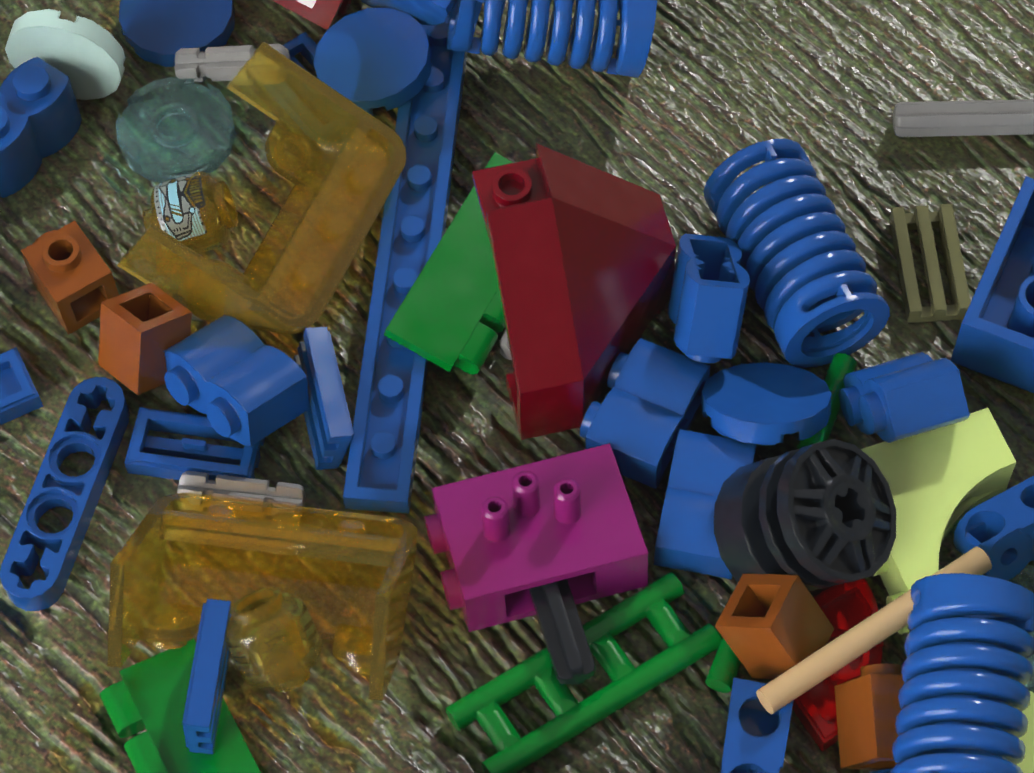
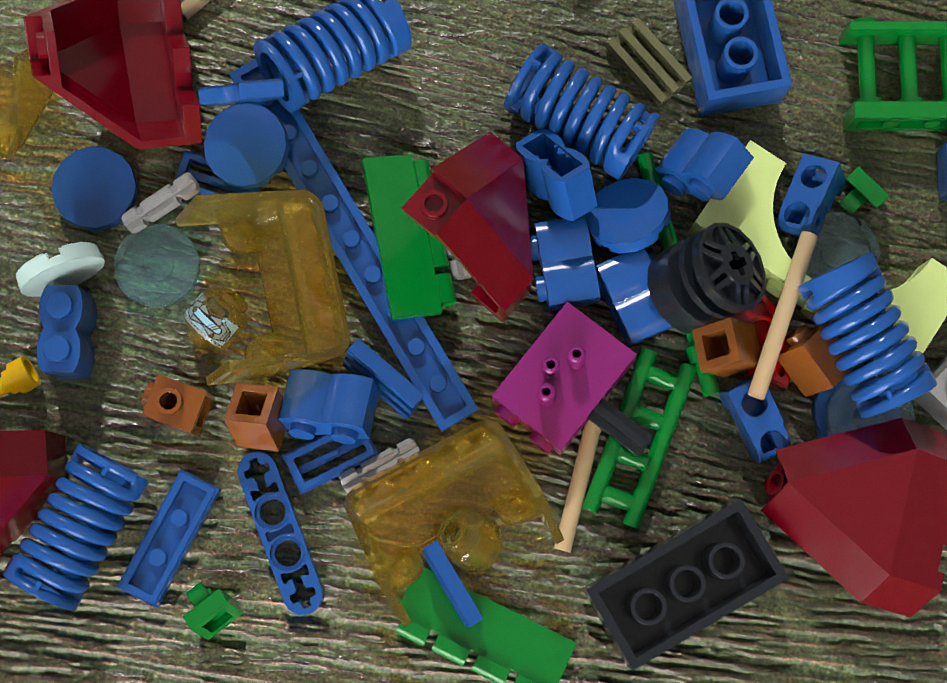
camera: 40 degrees left, 20 degrees up
(467, 678) = (578, 485): none -> tan bar

